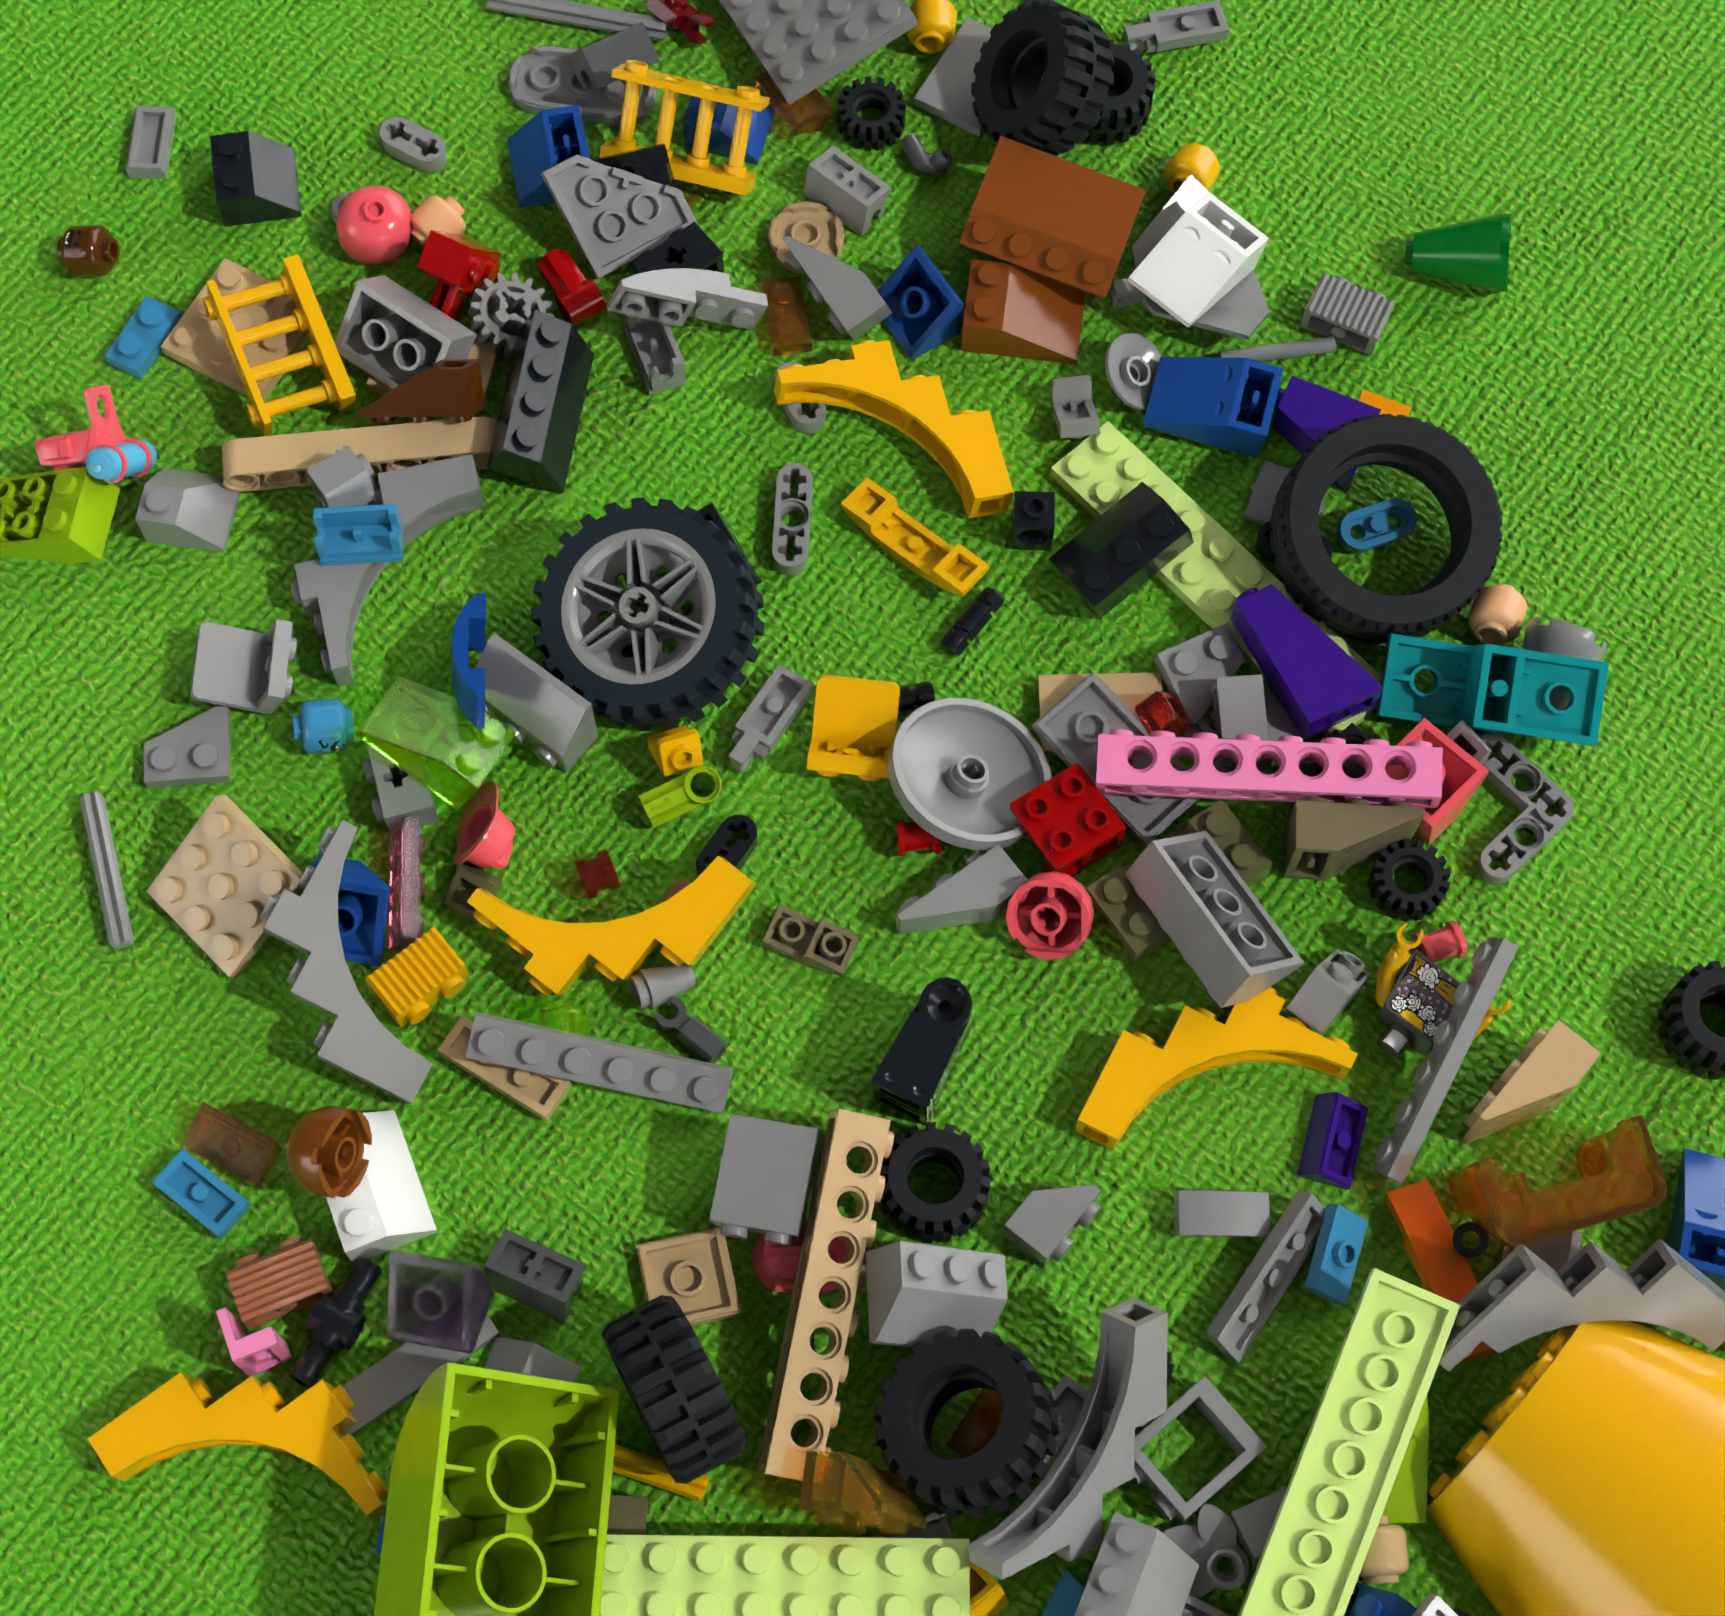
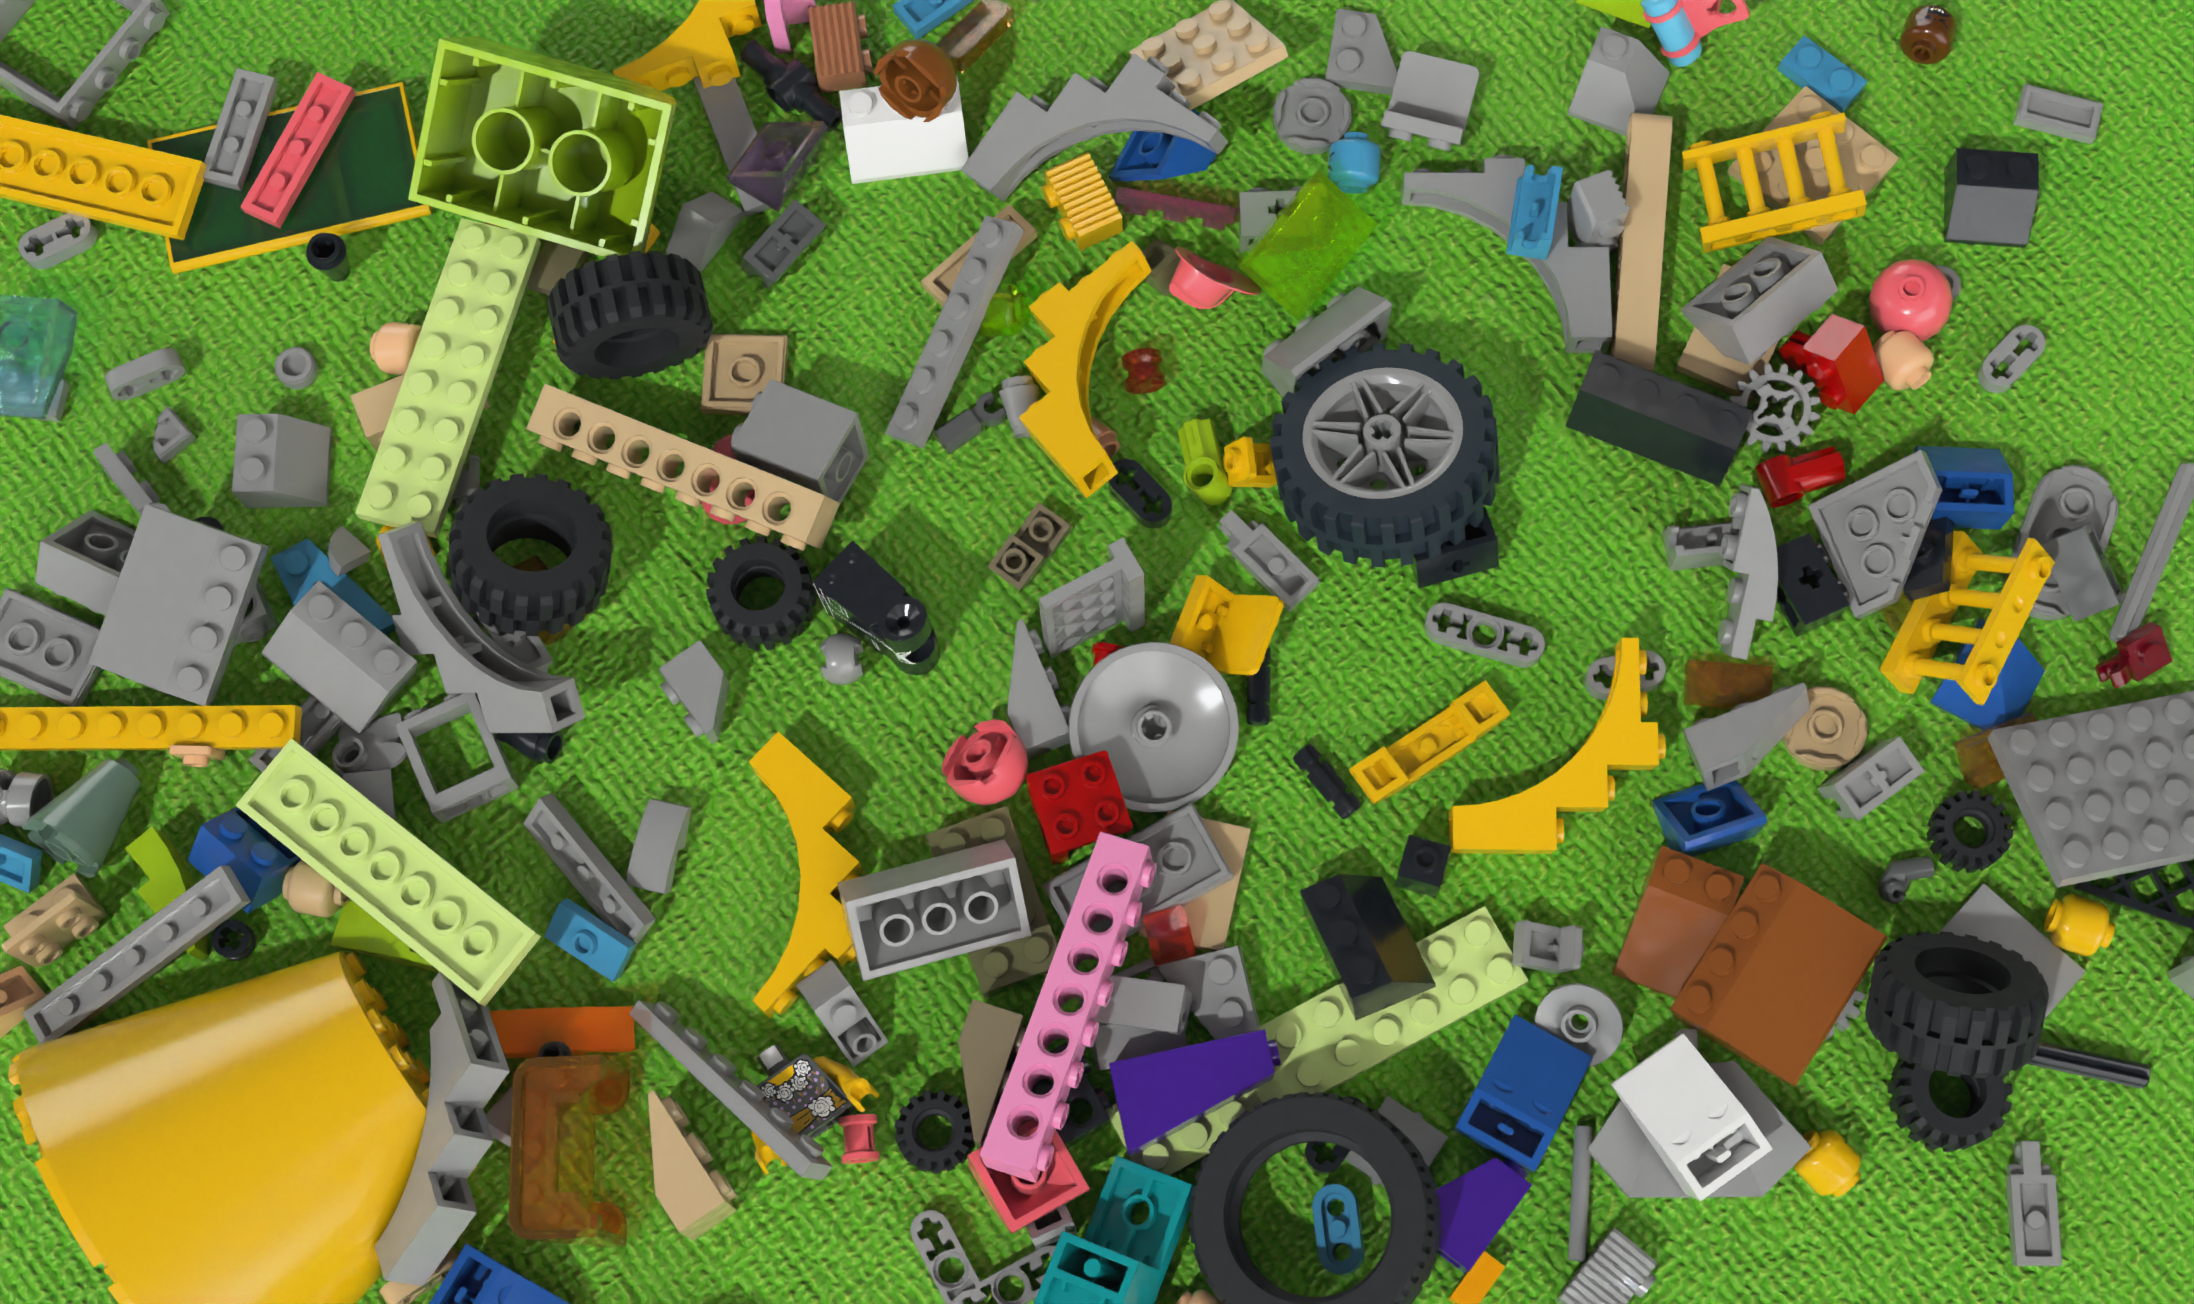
camera: 110 degrees right, 5 degrees up
(271, 783) = (1311, 115): none -> light grey tile
(442, 390) = (1684, 307): reddish brown slope -> none
(466, 637) = (1419, 301): blue slope -> none
(856, 1495) = (500, 445): clear yellow slope -> none
(873, 830) = (1094, 602): none -> light grey fence
(932, 1290) = (652, 558): light grey slope -> none
(979, 1086) = (841, 659): none -> light grey piece
(1333, 1140) = (700, 976): dark purple slope -> none

